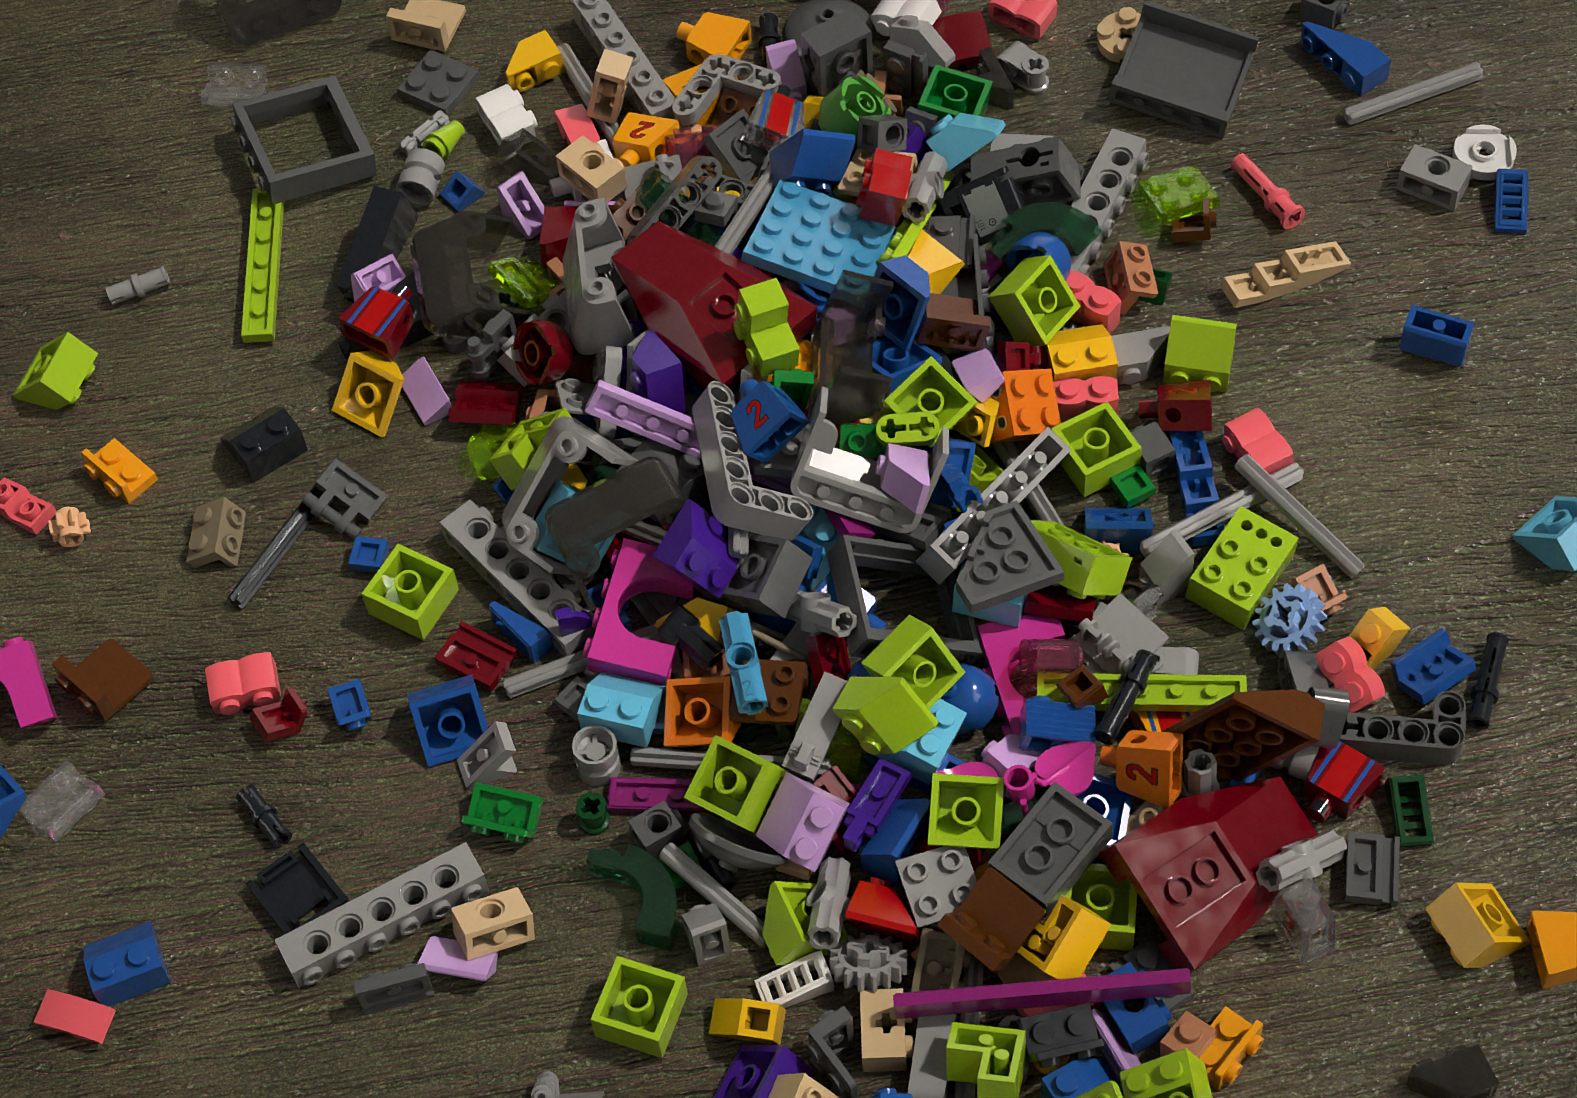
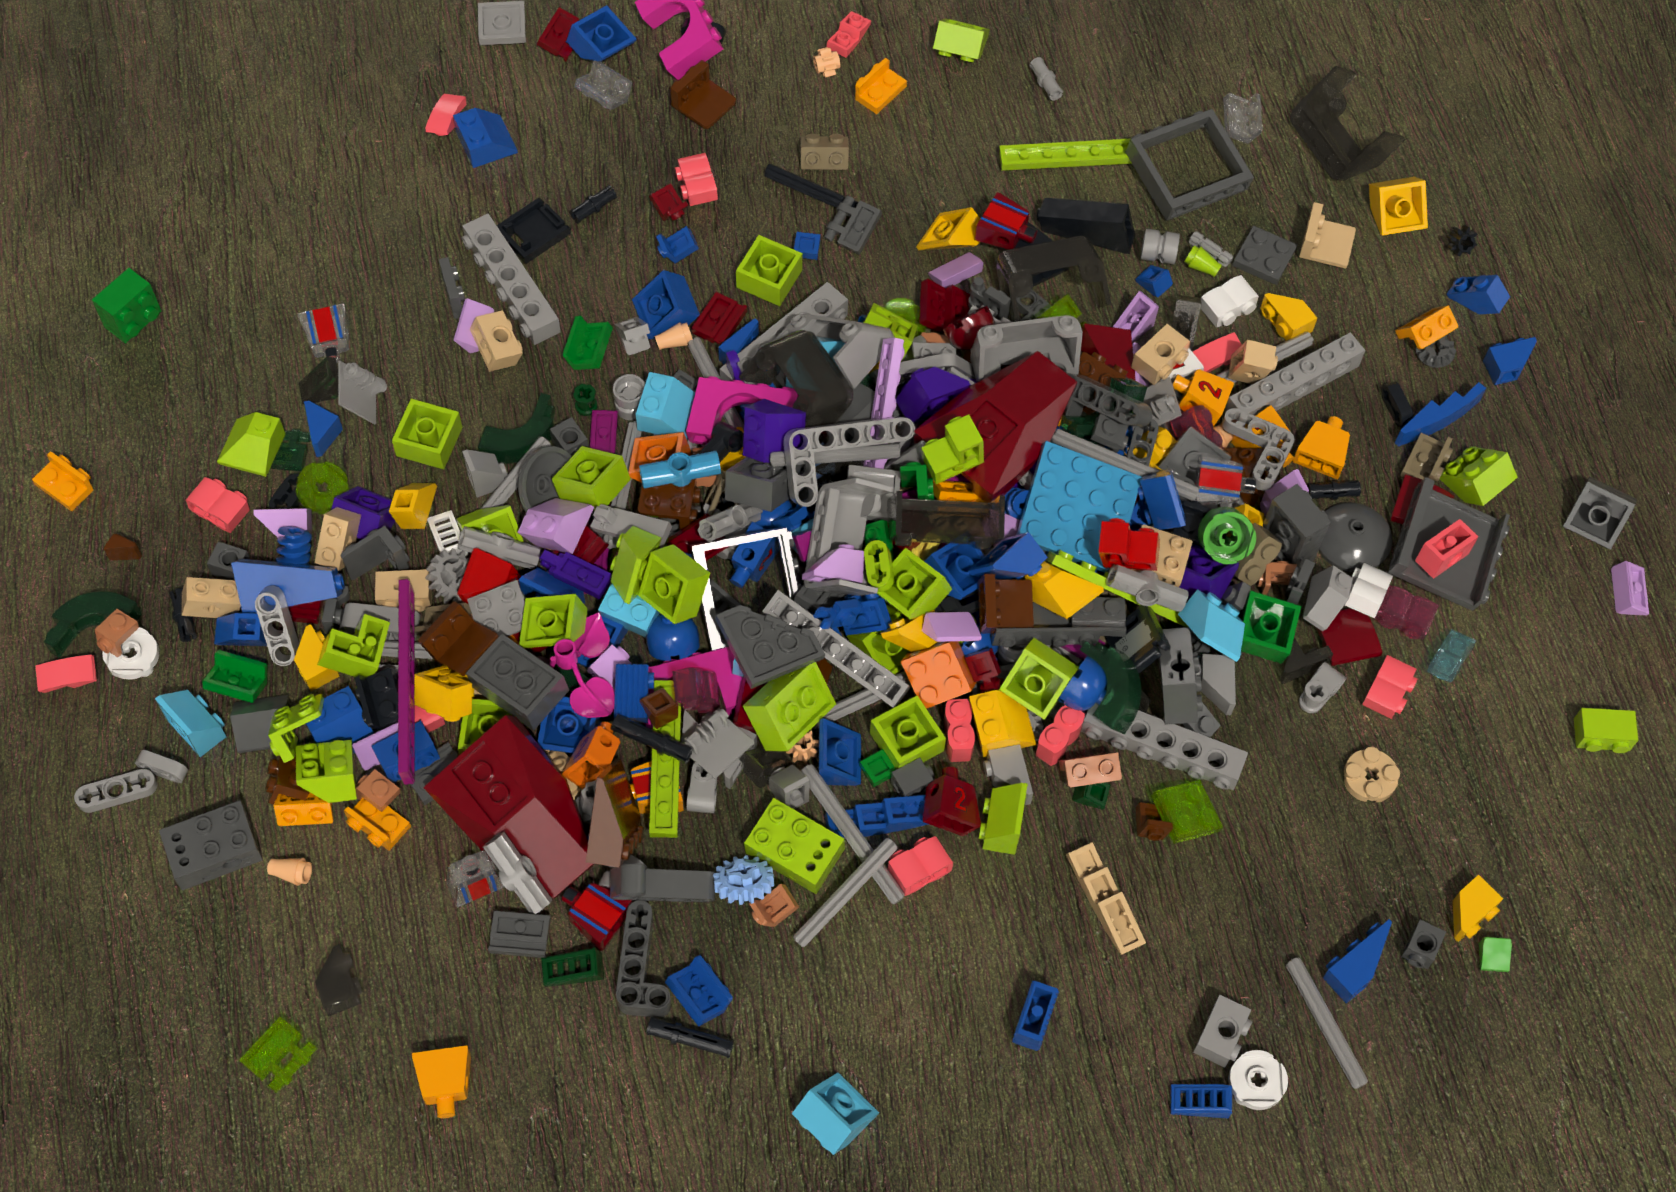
camera: 80 degrees right, 5 degrees up
(265, 442) = (905, 171): black slope -> none
(381, 274) = (1049, 221): lavender slope -> none
(498, 704) = (676, 336): none -> light nougat cone
(766, 419) = (876, 458): blue torso -> none
(882, 132) = (1195, 543): dark grey brick -> none
(1183, 69) = (1326, 818): dark grey panel -> none
(1275, 199) = (1189, 892): coral pin -> none
(1347, 668) = (686, 920): coral brick -> none
(1379, 634) = (725, 944): yellow slope -> none
(1476, 924) = (466, 1010): yellow slope -> none

